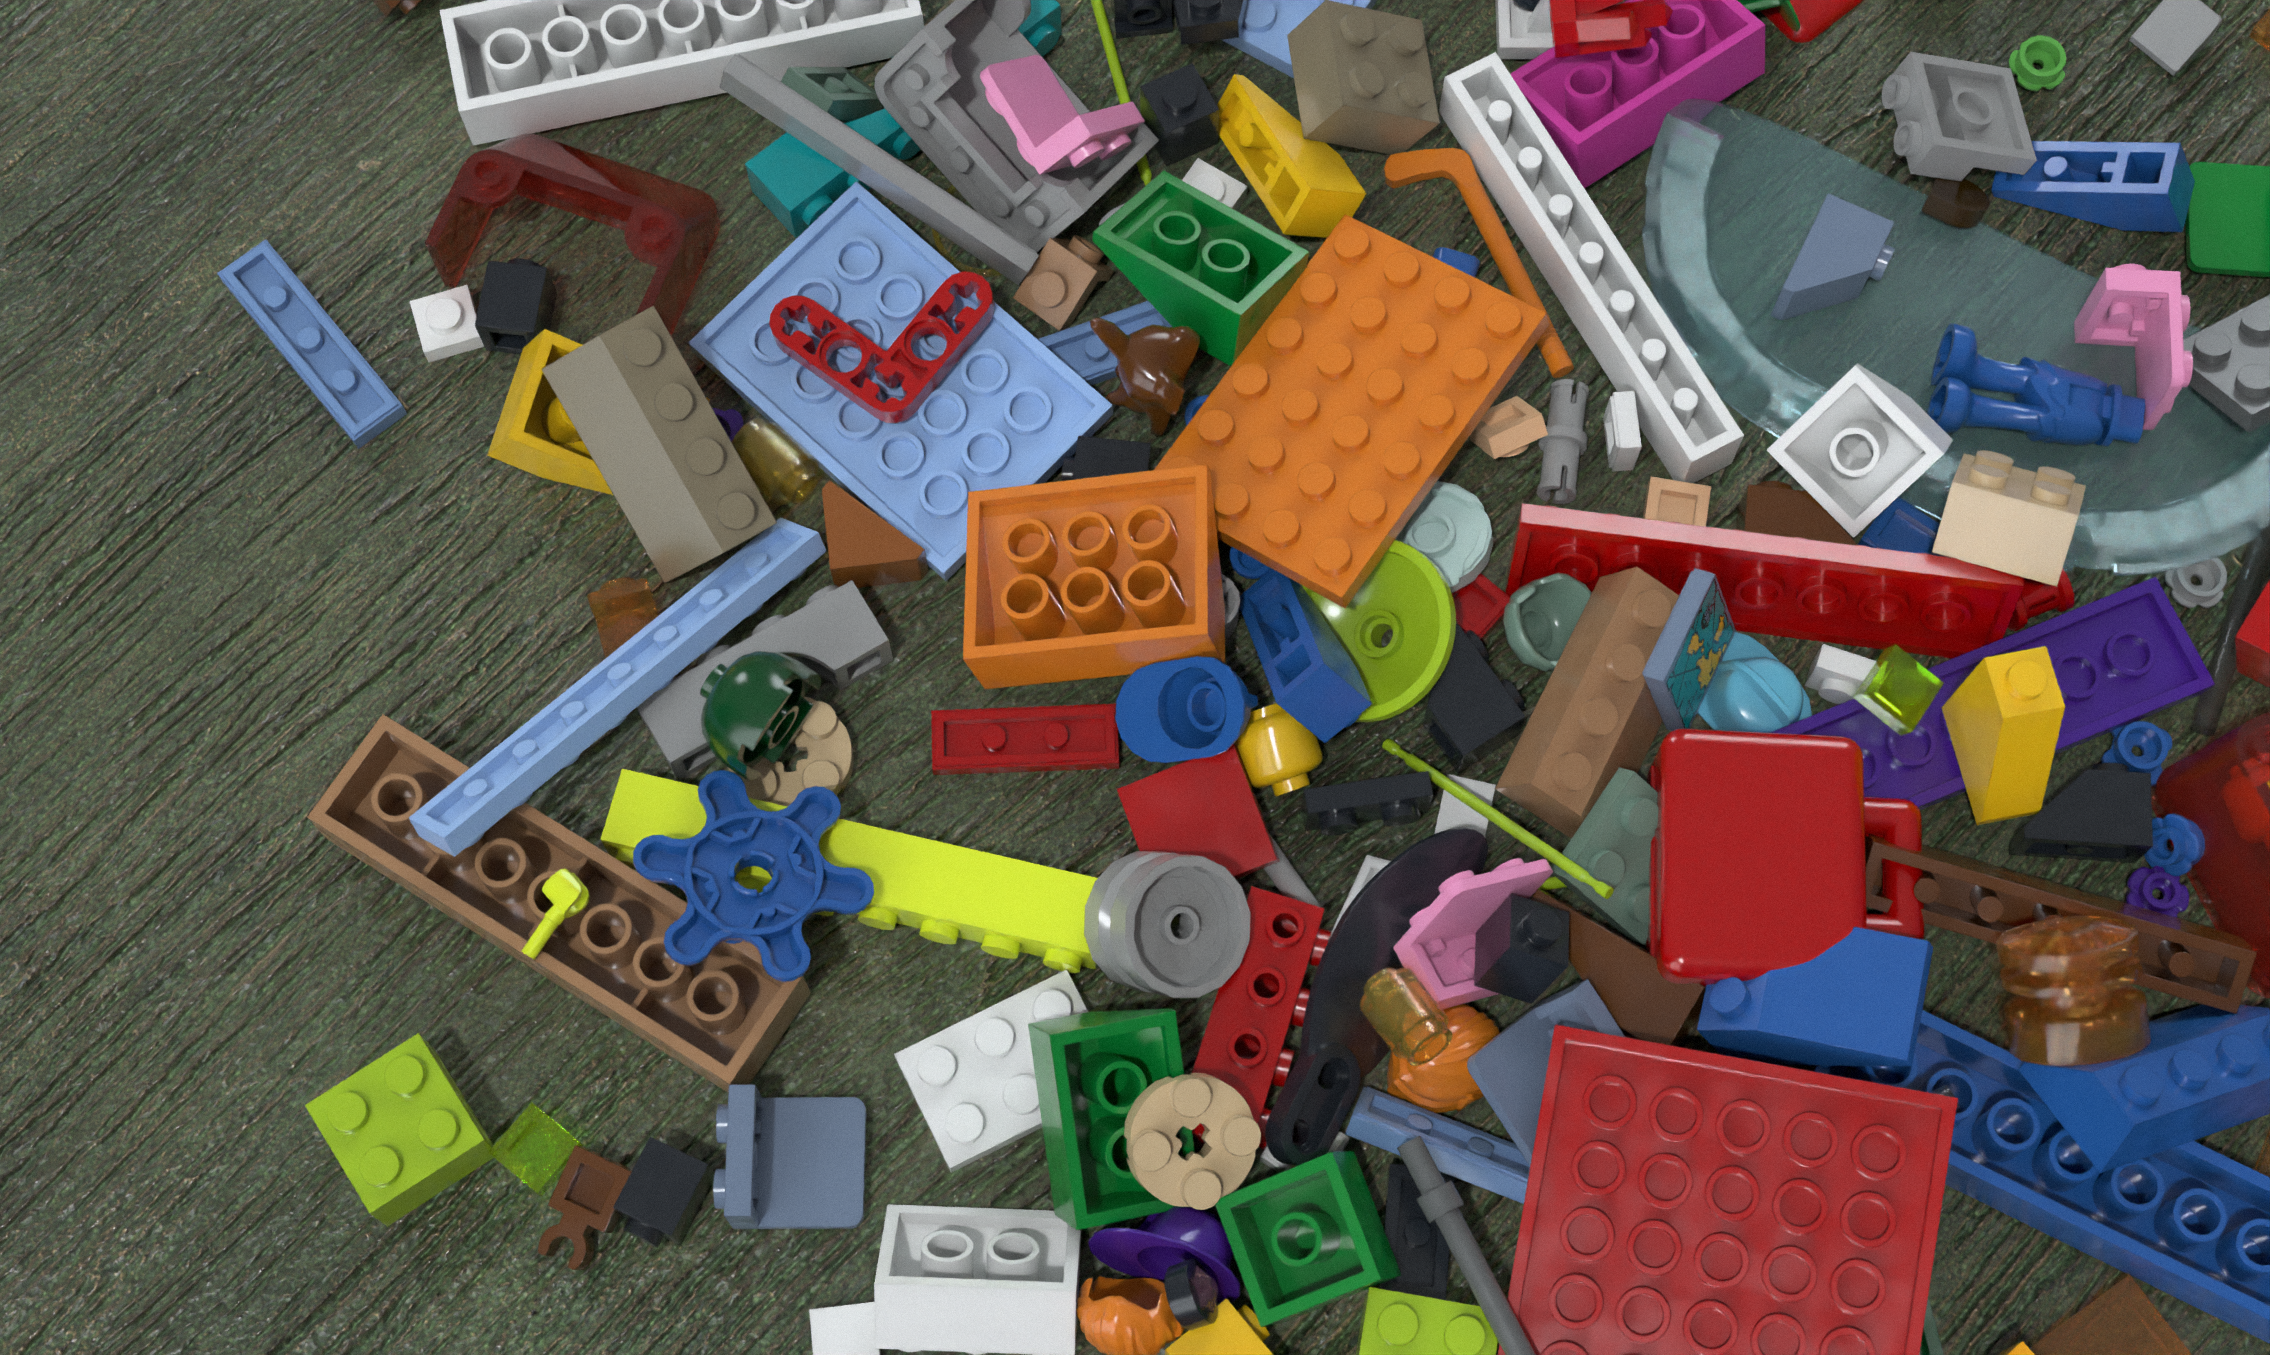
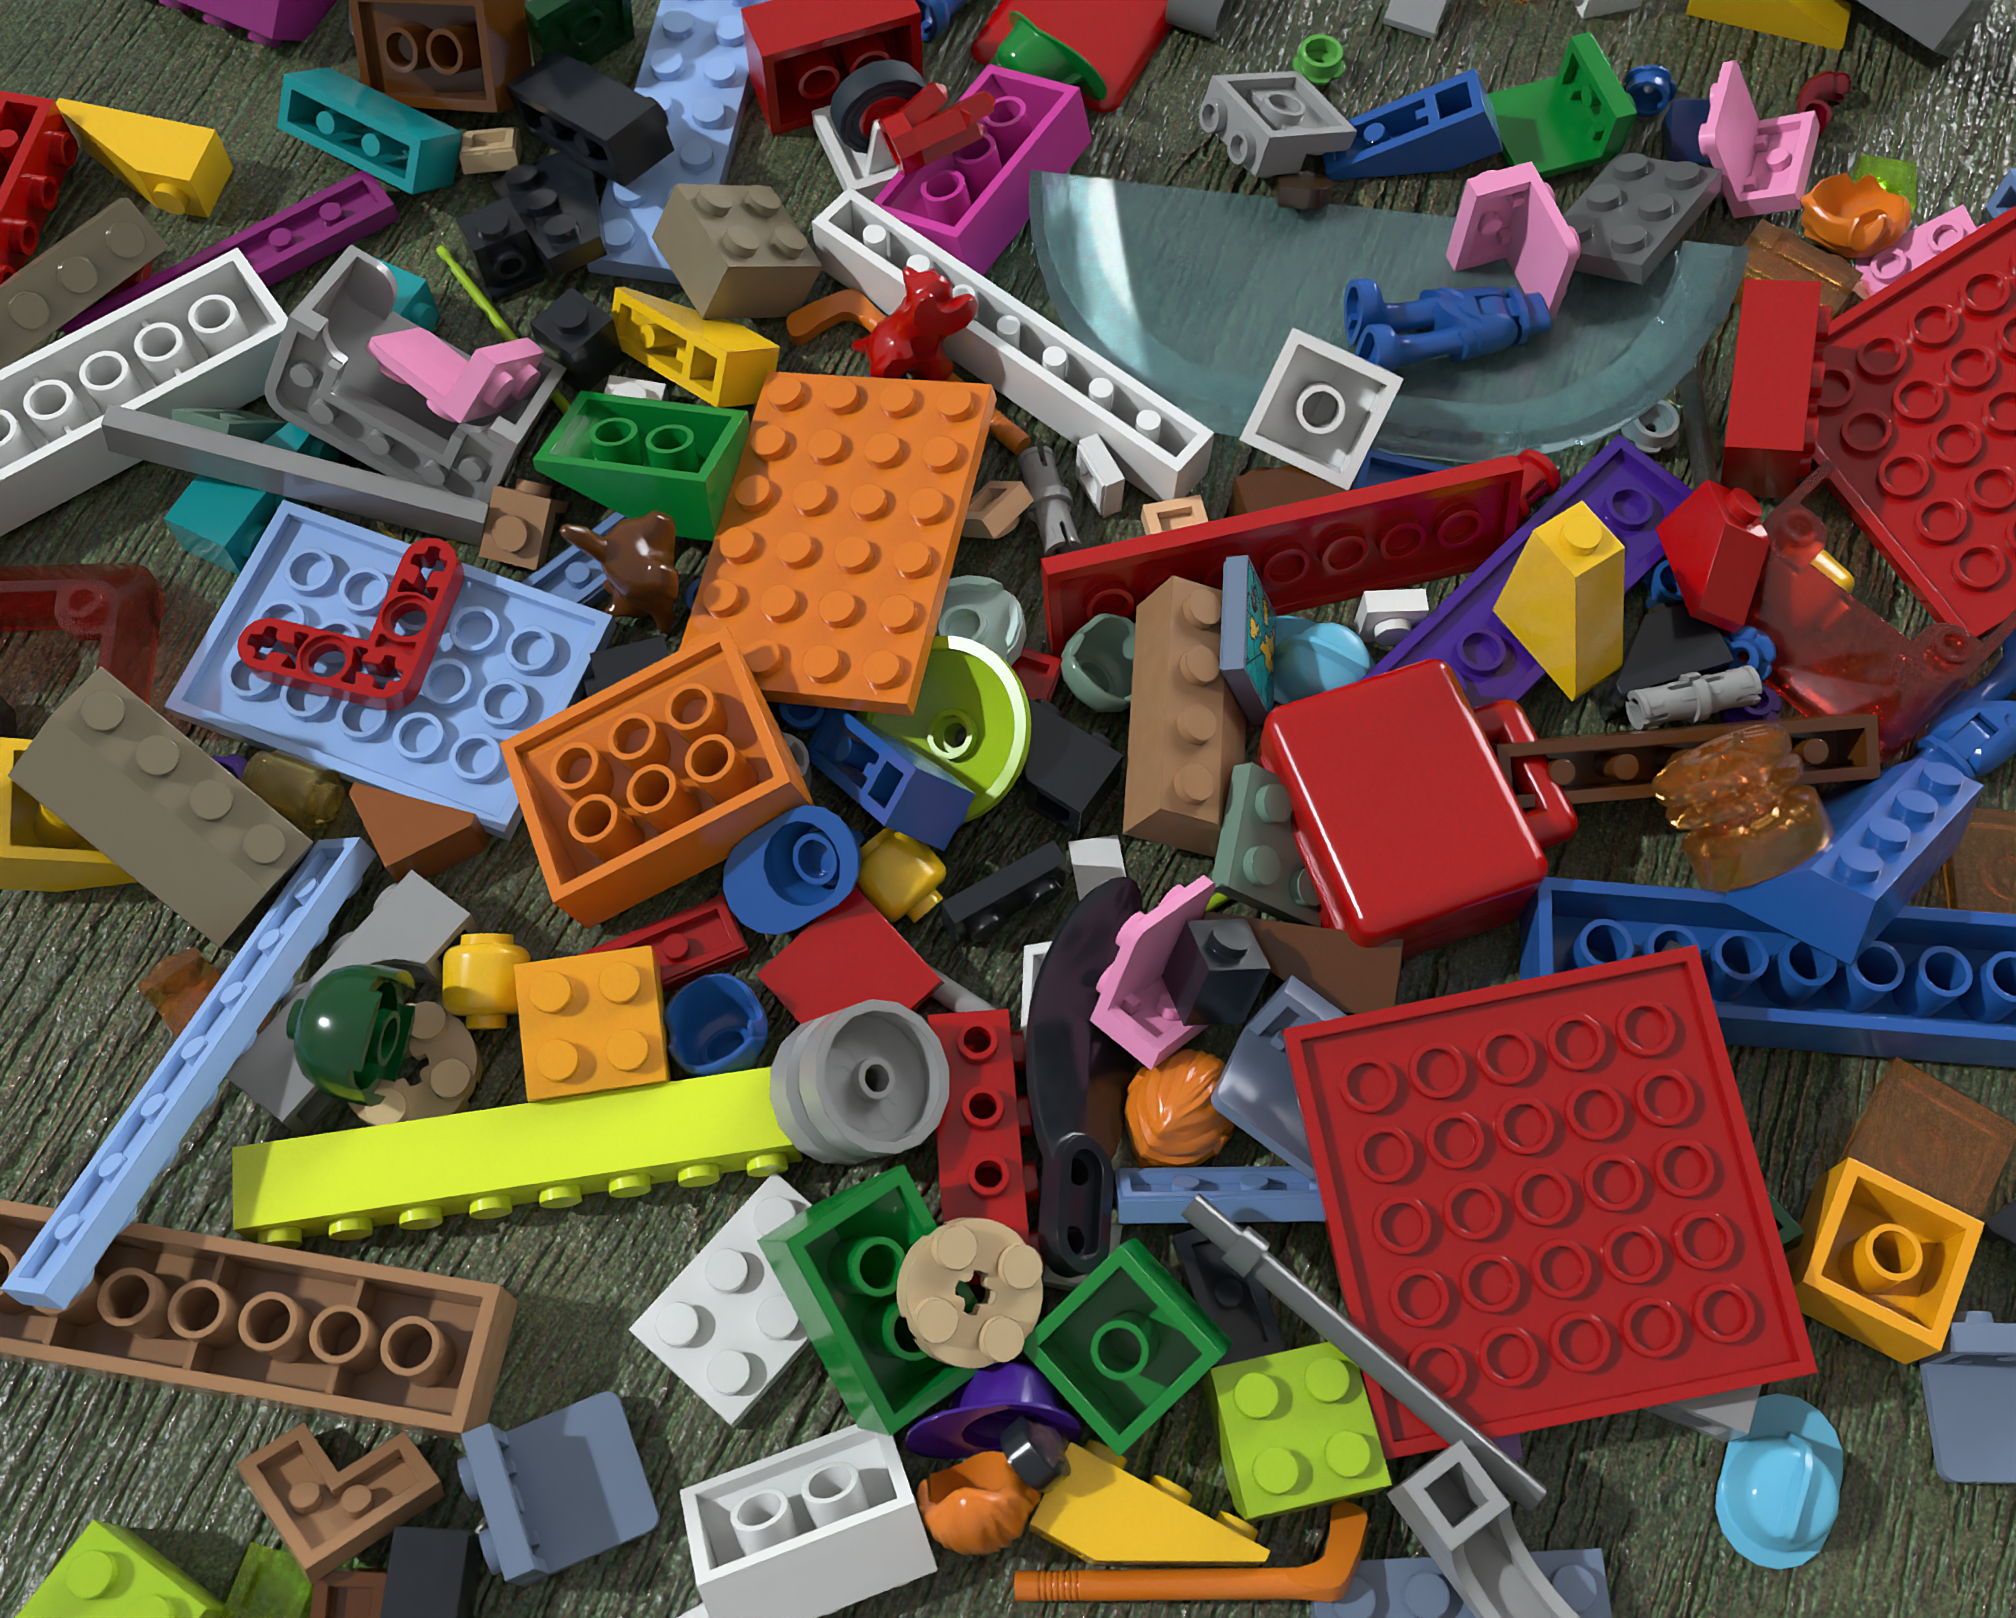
camera: 25 degrees left, 5 degrees down
(568, 899) = (213, 1305): neon yellow hand -> none
(607, 1108) = (332, 1513): none -> medium nougat plate
(743, 837) = (380, 1168): blue plate -> none
(881, 703) = (482, 979): none -> yellow head
(959, 780) = (592, 1023): none -> light orange brick
(1063, 822) = (715, 1026): none -> blue hair
(1406, 1015) = (1132, 1080): clear yellow brick -> none
(1499, 819) = (1144, 859): lime piece -> none
(1500, 227) = (915, 332): none -> red animal
(1835, 259) = (1223, 265): sand blue slope -> none
(1840, 1009) = (1539, 909): blue slope -> none
(1898, 690) = (1450, 606): clear neon green plate -> none
(2010, 517) = (1481, 419): tan brick -> none
(2095, 867) = (1693, 697): none -> light grey pin
(2181, 737) = (1716, 552): none -> red slope

